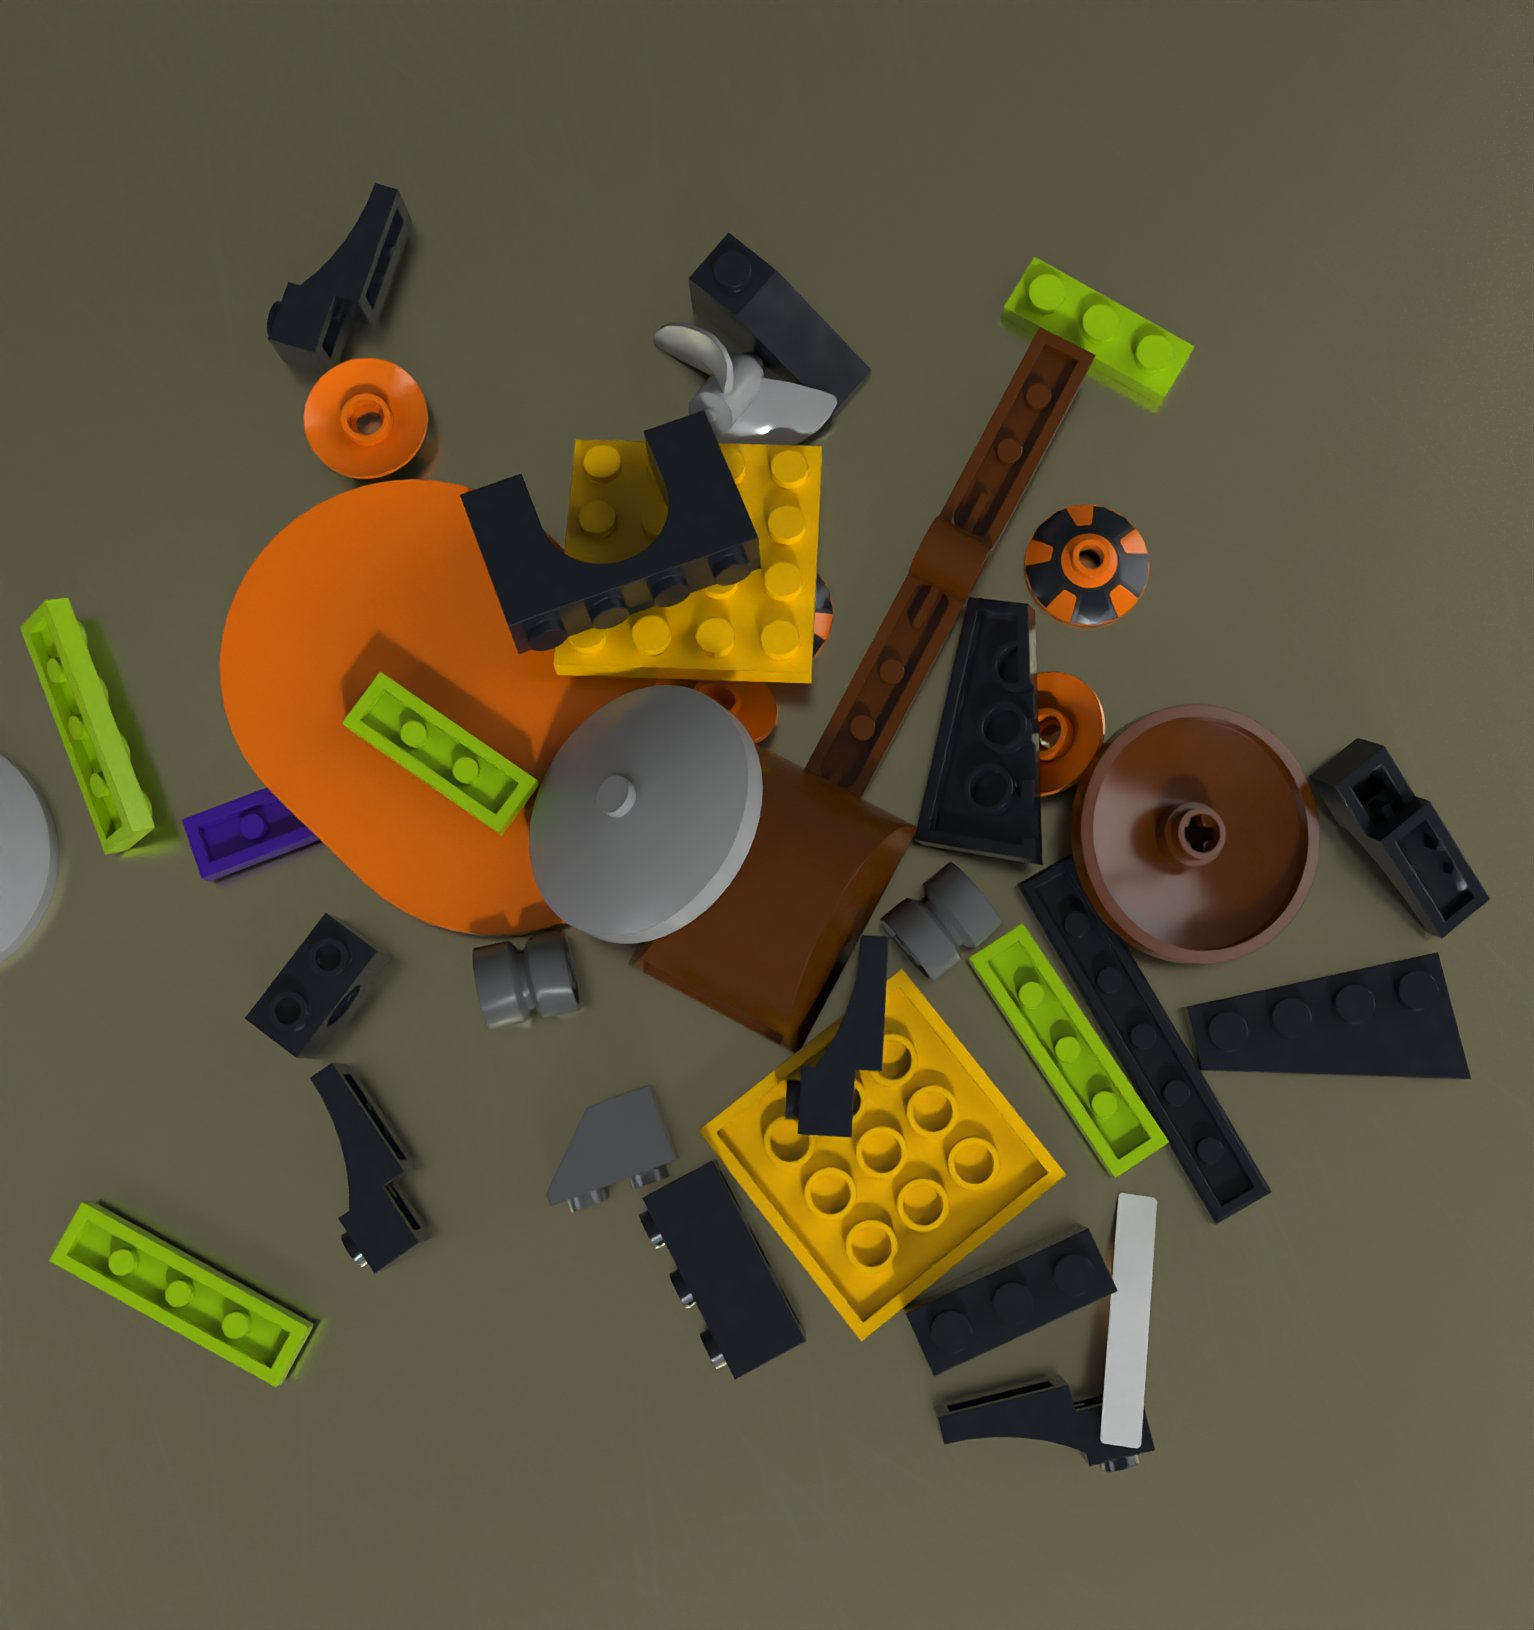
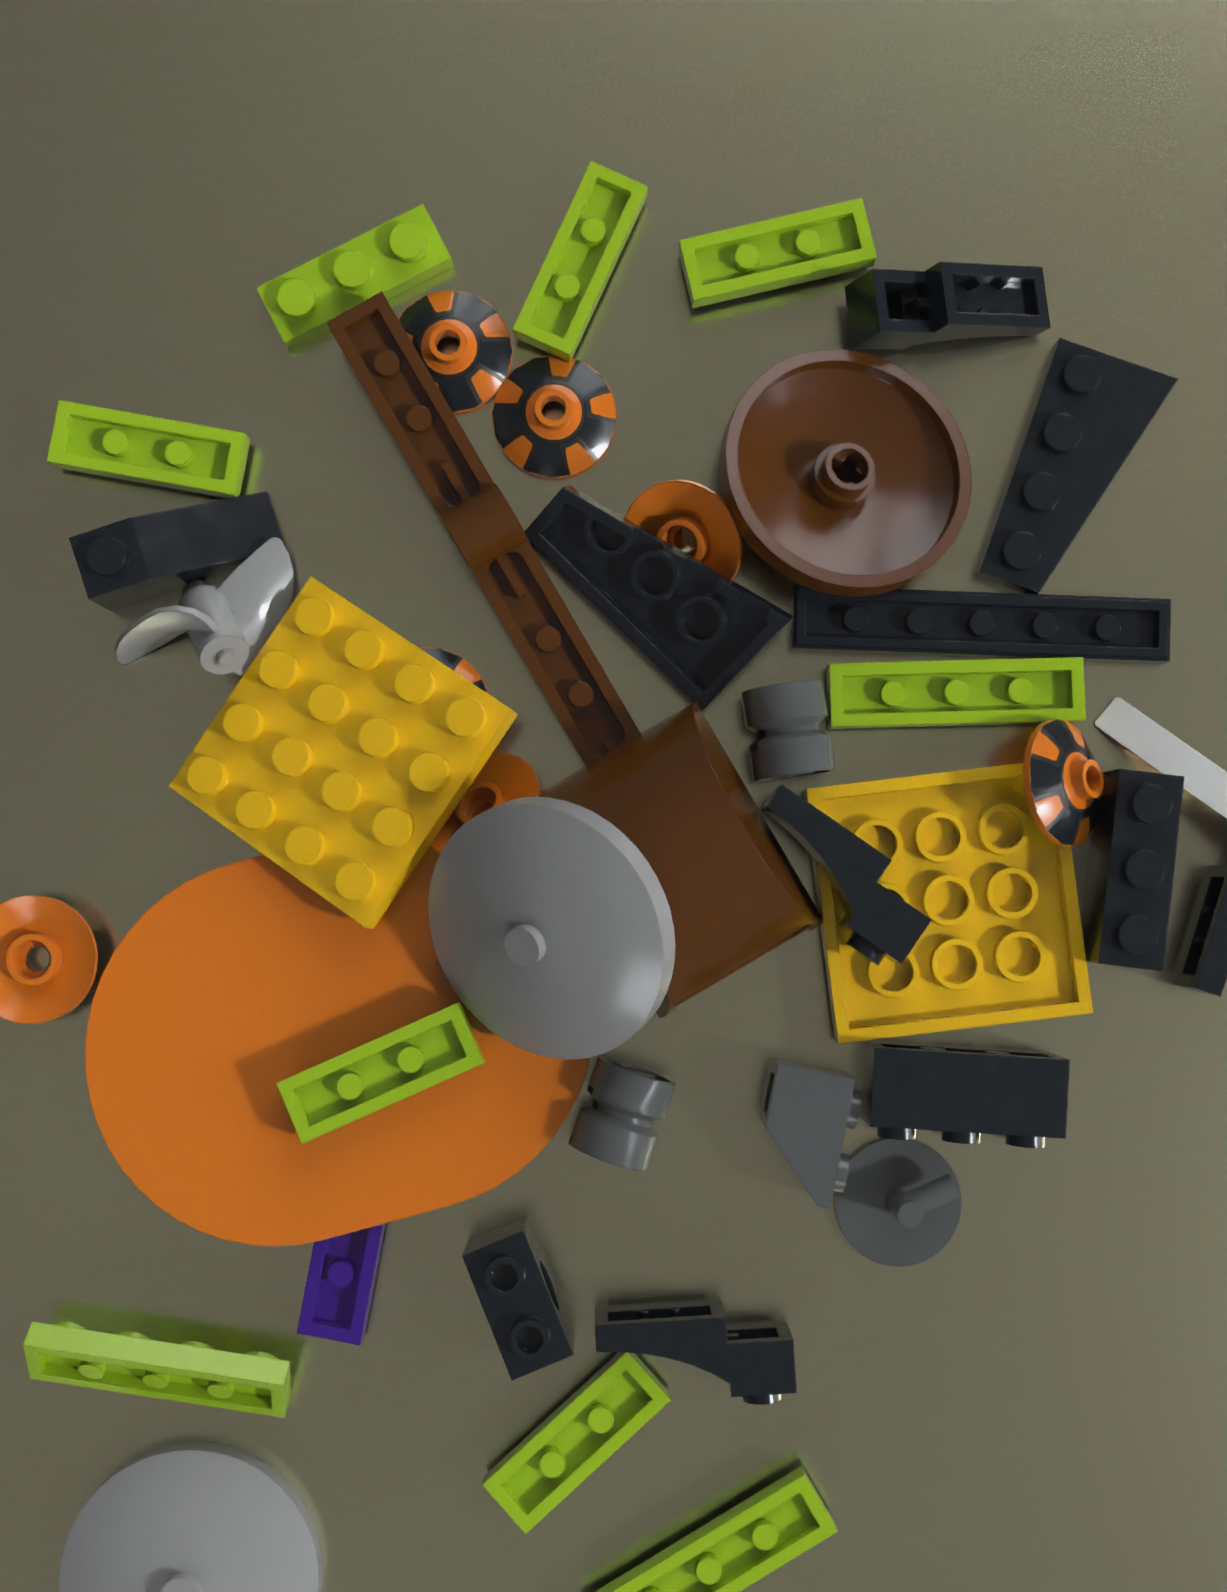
camera: 70 degrees left, 5 degrees up
(226, 1111) = (576, 1439): none -> lime plate
(556, 596) = (308, 891): black arch -> none
(593, 1272) = (898, 1202): none -> dark grey shield
(844, 254) = (148, 449): none -> lime plate
(1045, 1188) = (1062, 783): none -> dish
(1100, 473) = (485, 350): none -> dish
(1232, 504) = (580, 261): none -> lime plate
(1349, 664) = (777, 252): none -> lime plate

